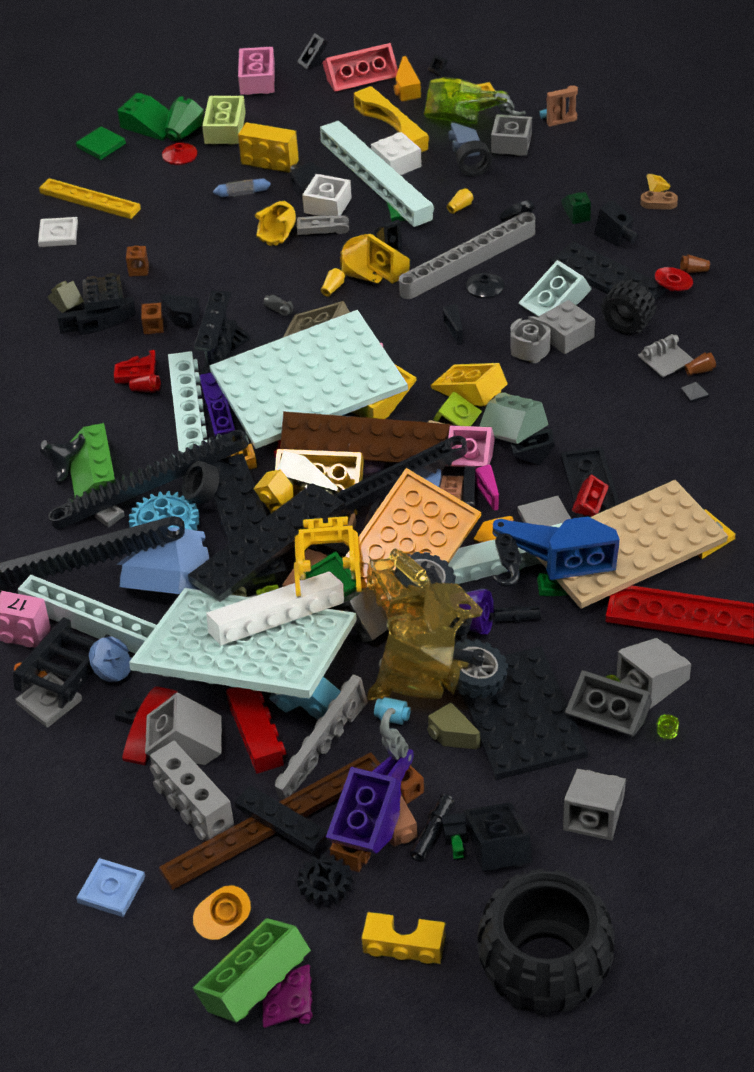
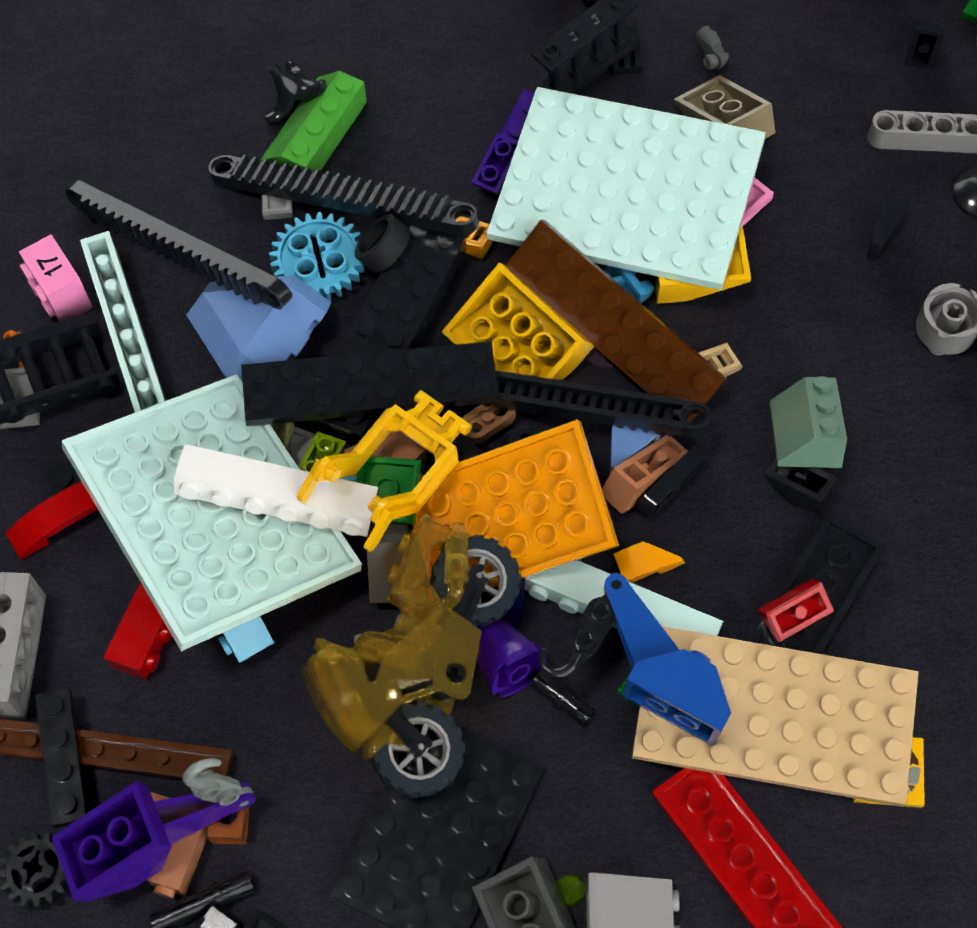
camera: 40 degrees right, 20 degrees up
(110, 659) = (93, 400): medium blue tile -> none
(135, 368) = (478, 27): red wing -> none
(148, 383) = (469, 55): red cone -> none
(186, 401) = (482, 113): light aqua brick -> none
(189, 724) = (72, 562): light grey slope -> none
(274, 489) = (447, 317): yellow slope -> none
(304, 473) = (499, 317): slope -> none
(333, 281) = (803, 59): yellow cone -> none
(340, 710) = (267, 666): light grey wing -> none
(354, 260) = (864, 50): yellow piece -> none
(385, 259) = (891, 75): yellow slope -> none
(401, 707) = (303, 714): medium azure brick -> none
(453, 728) = (342, 792): olive slope -> none
(458, 411) = (769, 359): lime piece -> none
(472, 381) = (821, 328): yellow slope -> none
(479, 442) = (733, 428): bright pink slope -> none
(486, 484) = (704, 484): dark pink slope -> none
(544, 512) = (726, 589): light grey tile -> none

